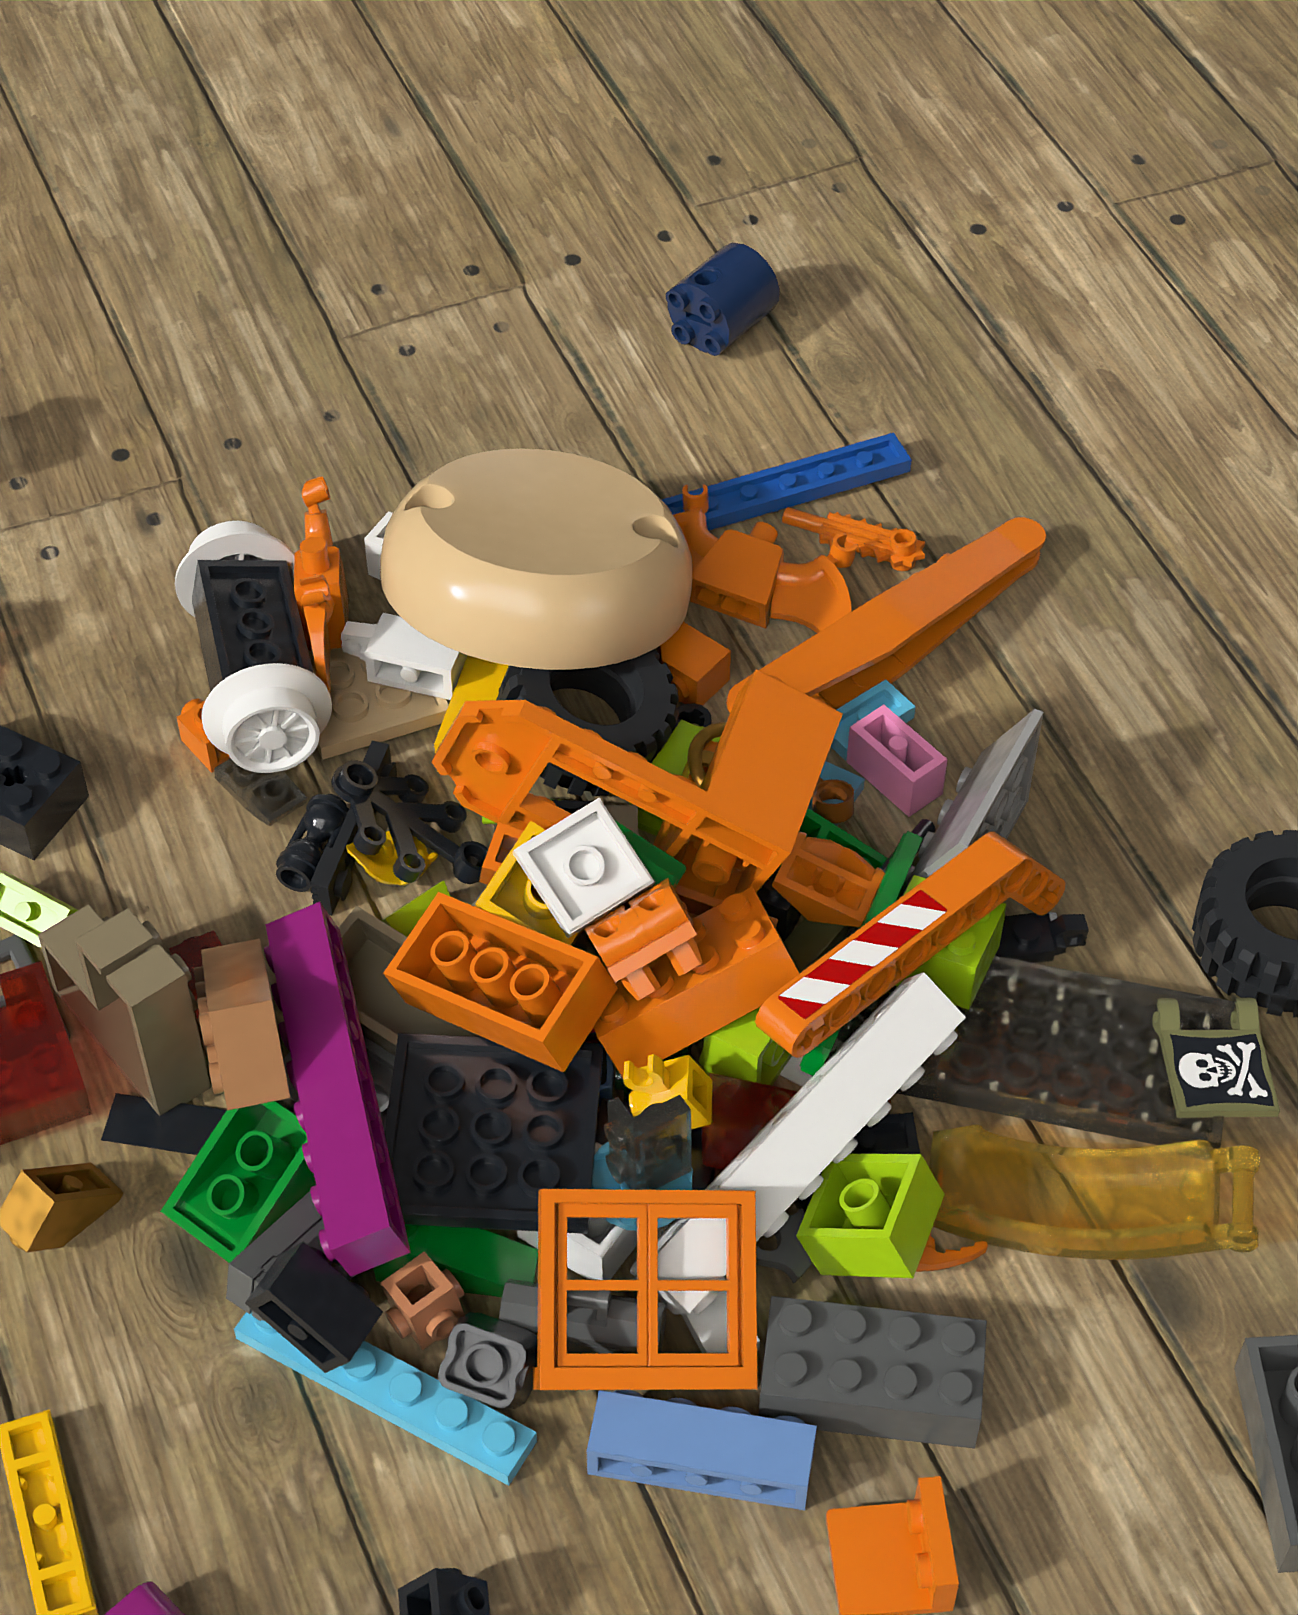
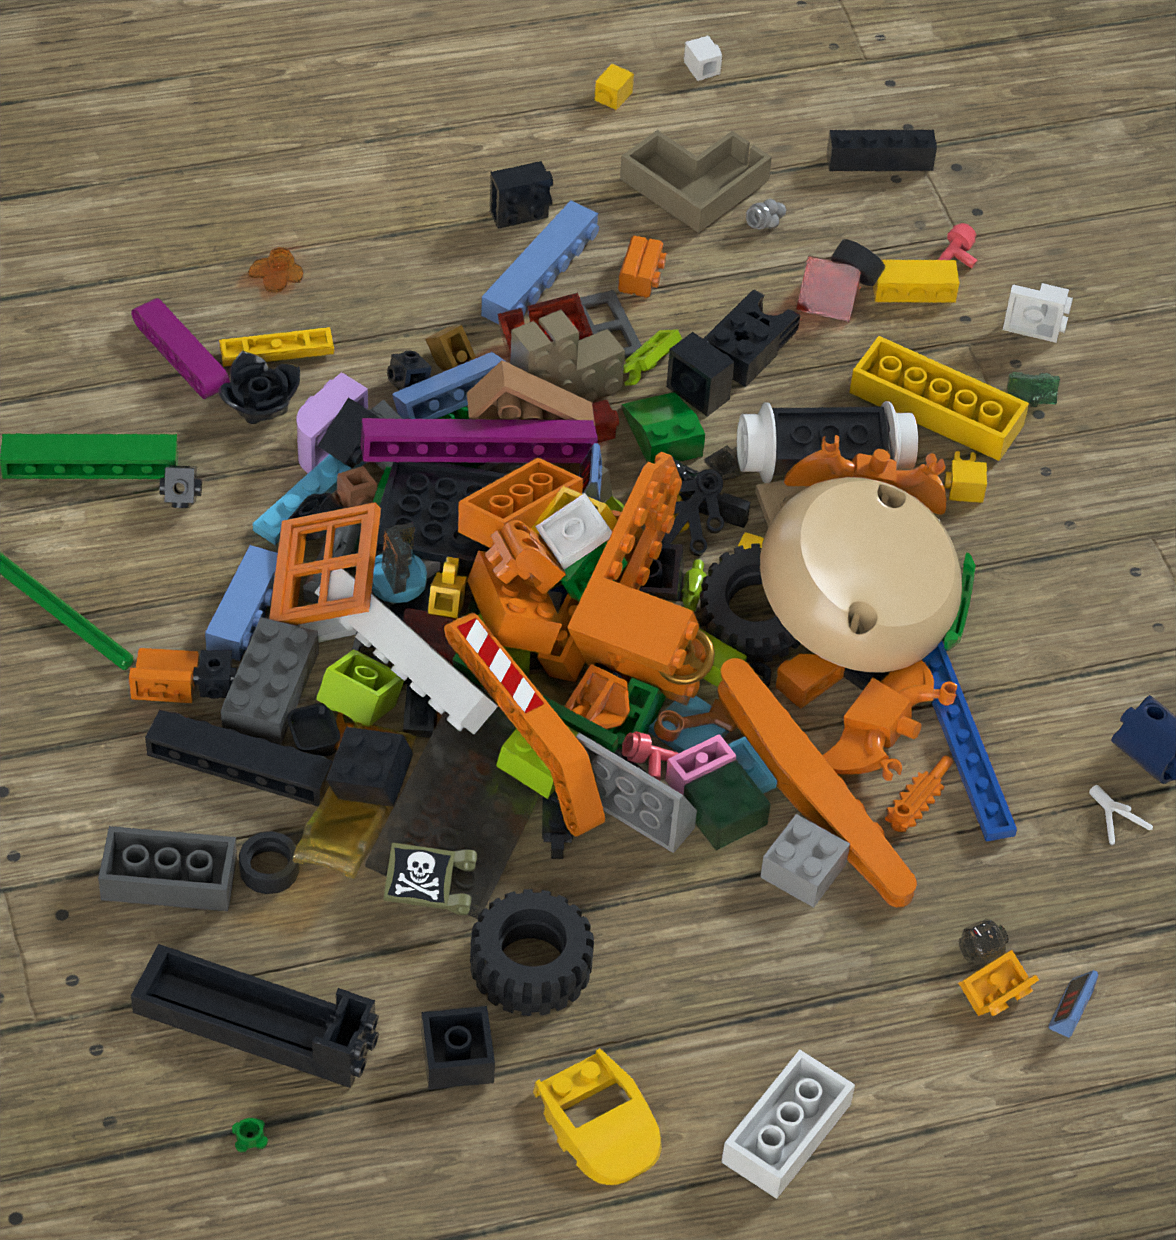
camera: 95 degrees right, 0 degrees up
(84, 451) = (1034, 388): none -> clear green hips
(99, 827) = (700, 373): none -> black brick
(116, 1264) = (407, 369): none -> black brick
(119, 545) = (939, 397): none -> yellow brick
(156, 1188) = (443, 391): none -> medium blue brick
(165, 1480) = (257, 389): none -> black brick
(203, 879) = (665, 426): none -> green slope
(267, 1370) = (319, 413): none -> lavender brick
(275, 508) = (966, 479): none -> yellow brick
(382, 915) = (592, 472): none -> medium blue slope
(821, 356) = (1111, 806): none -> white plant
(884, 1460) = (214, 673): none -> black brick
(887, 823) = (638, 748): none -> coral piece
(953, 720) = (727, 804): none -> clear green brick
(959, 1283) = (314, 729): none -> black piece
(1014, 639) = (804, 860): none -> light grey brick
(1042, 1164) = (370, 766): none -> black brick
(1042, 1401) = (238, 757): none -> black brick
(1081, 458) = (983, 942): none -> clear smoke head
(1136, 375) = (1073, 1003): none -> medium blue slope
(1143, 439) = (996, 984): none -> light orange bracket
(1233, 1274) = (273, 882): none -> black tyre

